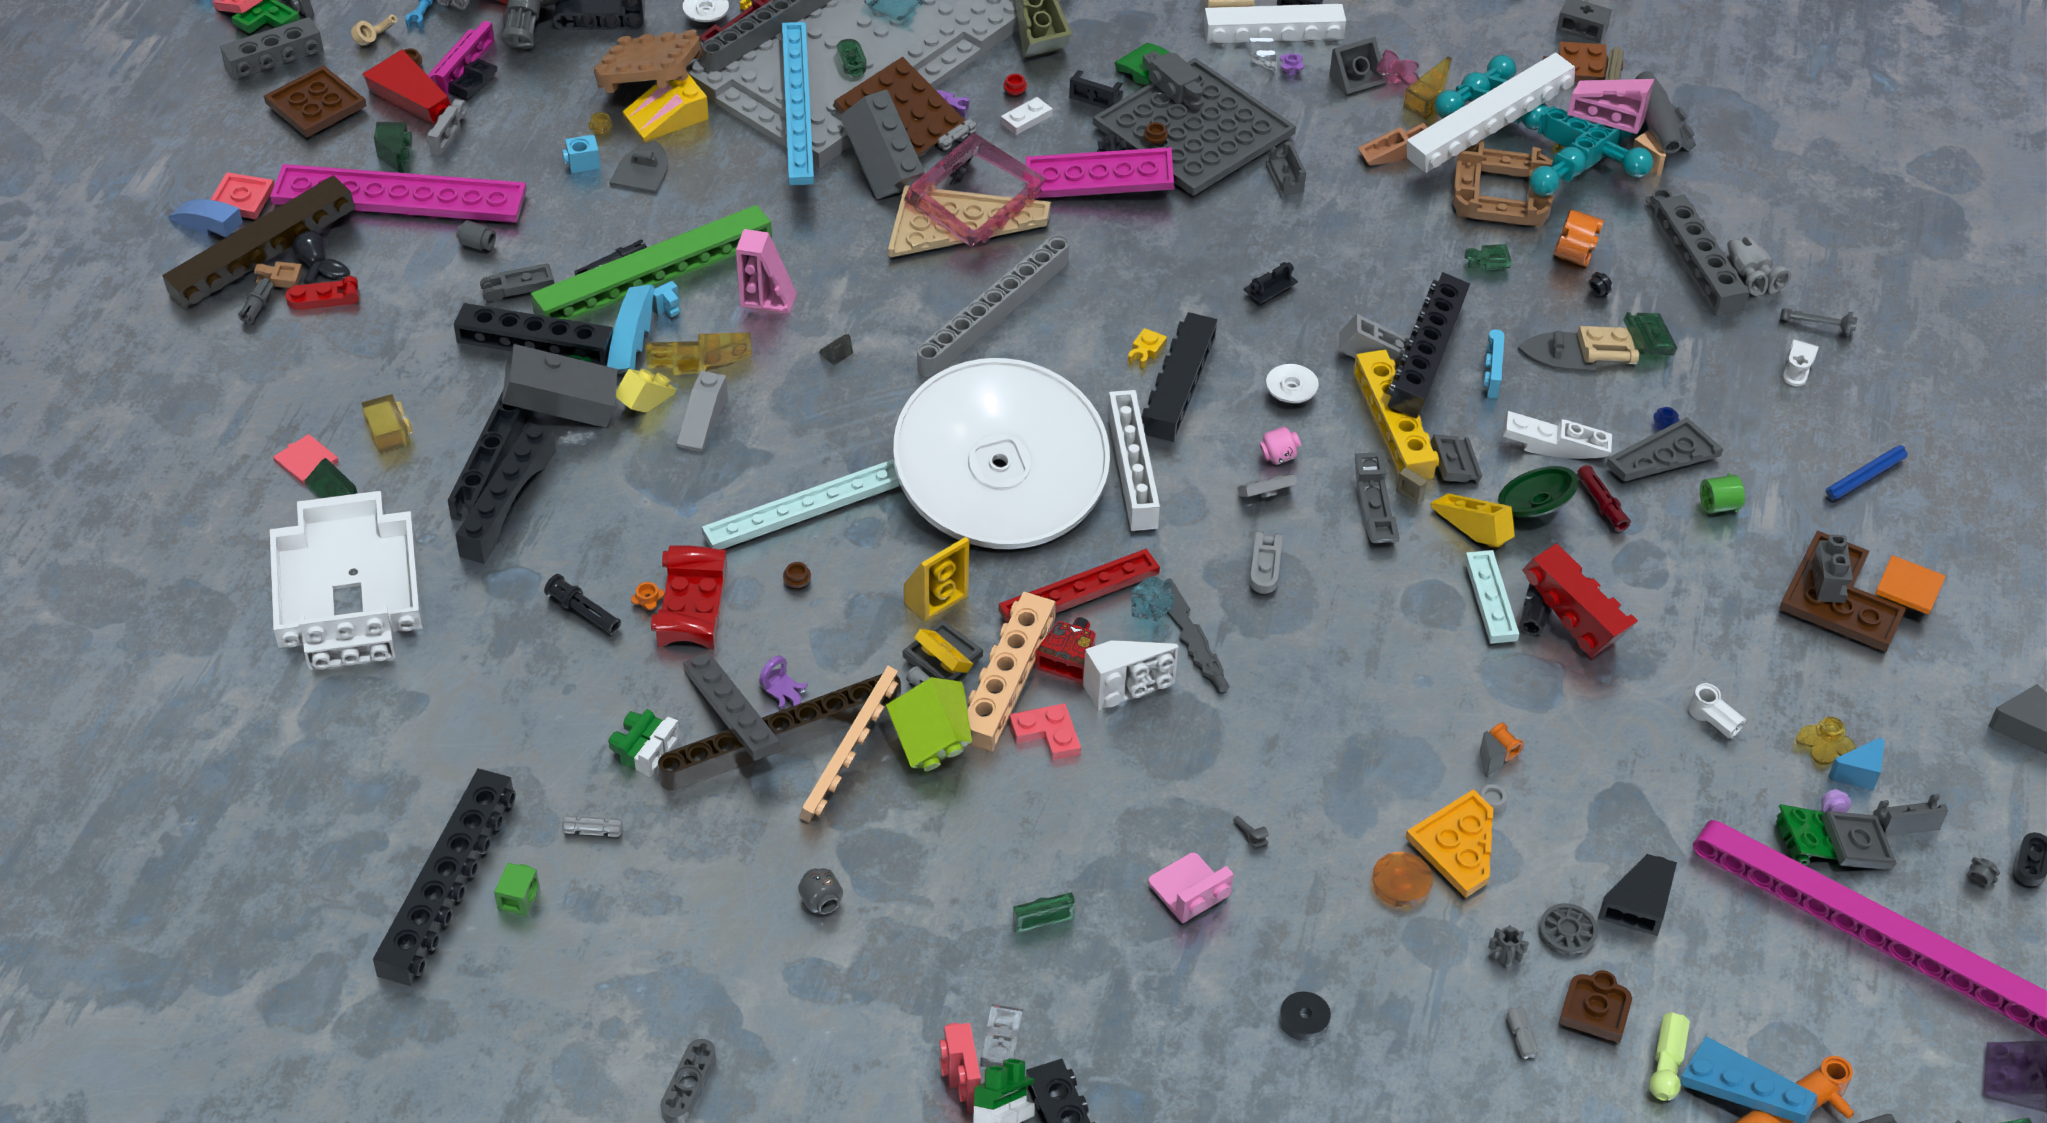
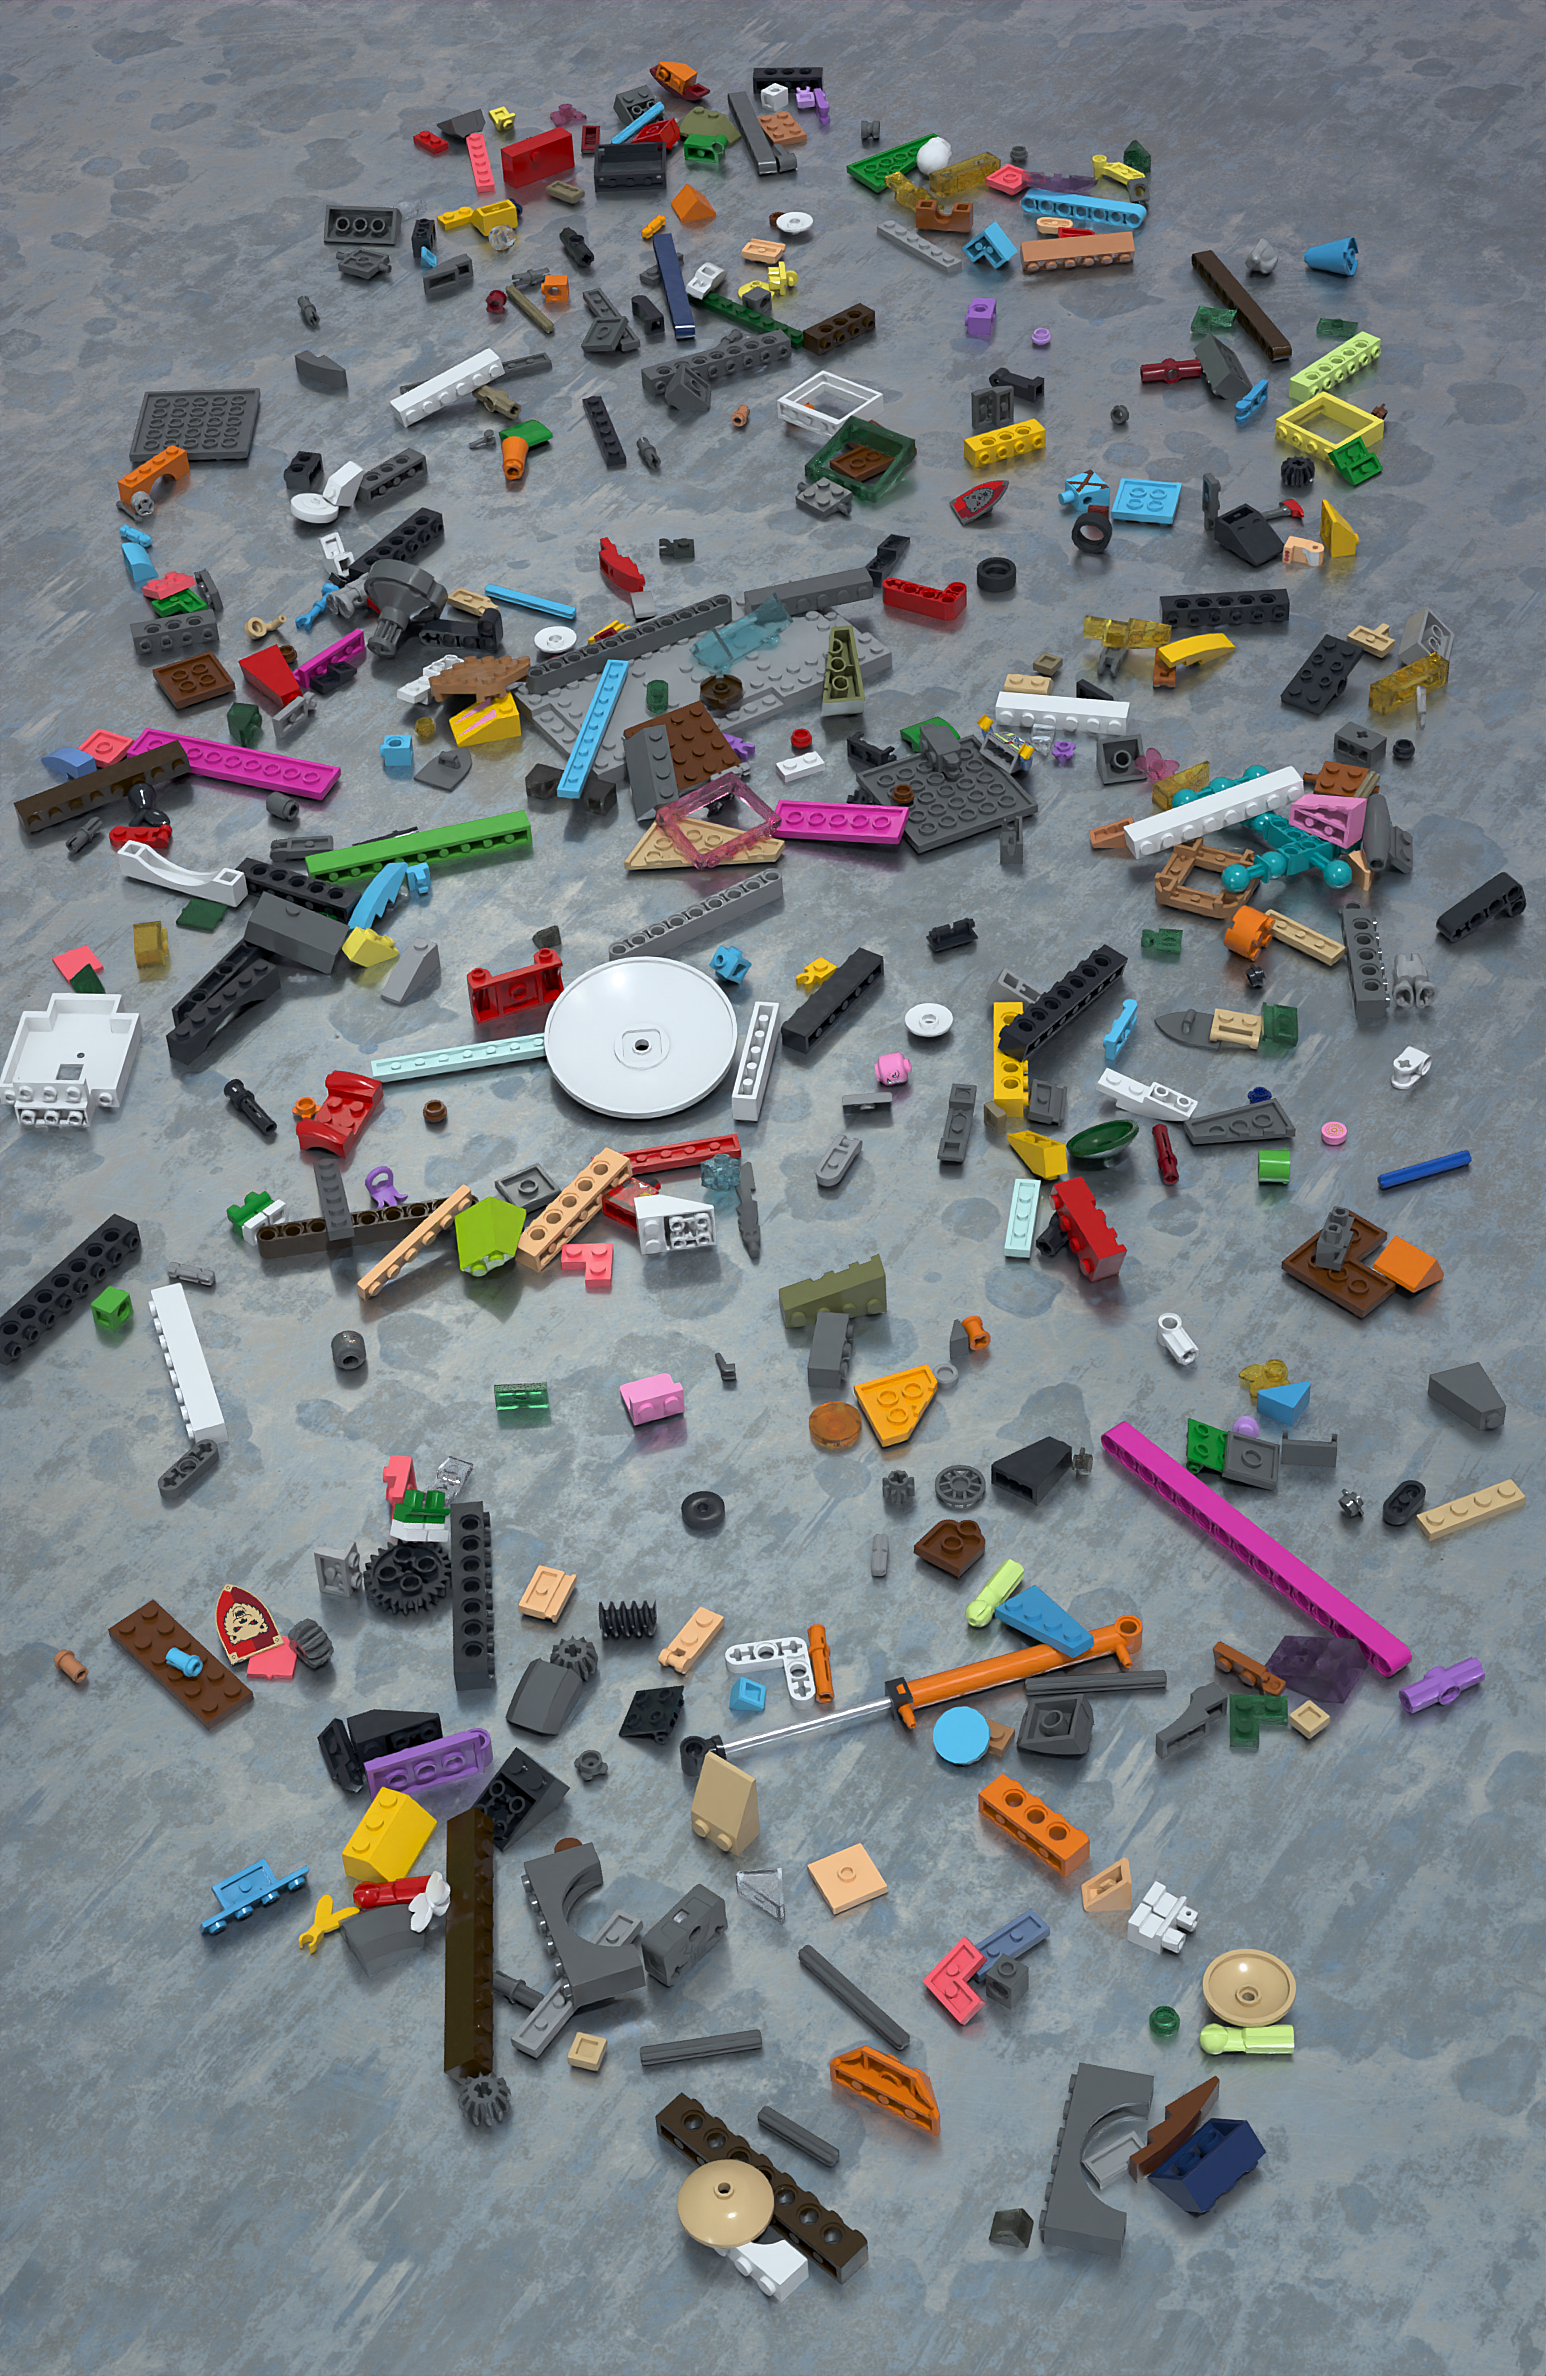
camera: 20 degrees right, 5 degrees down
(281, 275) = (113, 816): medium nougat plate -> none
(345, 327) = (144, 863): none -> white arch
(430, 377) = (202, 915): none -> clear green piece
(582, 79) = (420, 689): none -> white slope
(638, 946) = (188, 1364): none -> white brick
(706, 354) = (433, 926): clear yellow slope -> none
(762, 274) = (501, 866): bright pink wedge -> none
(765, 169) = (597, 794): none -> clear smoke arch
(818, 427) = (515, 990): none -> red piece
(907, 43) = (721, 691): none -> dark brown plate
(938, 647) = (523, 1184): yellow plate -> none
(939, 581) = (543, 1129): yellow slope -> none
(1054, 351) = (730, 964): none -> medium azure brick
(1240, 69) = (1005, 748): none -> torso
(1341, 724) = (852, 1291): none -> olive wedge
(1360, 791) = (830, 1350): none -> dark grey brick
(1626, 19) = (1403, 749): none -> black plate
(1634, 237) = (1305, 939): none -> tan plate
(1688, 878) = (1082, 1463): none -> clear smoke plate
(1758, 446) = (1333, 1133): none -> bright pink tile
(1803, 163) = (1494, 896): none -> black beam
(1847, 323) = (1474, 1041): dark grey piece -> none
(1977, 1094) = (1248, 1669): none -> dark orange hinge

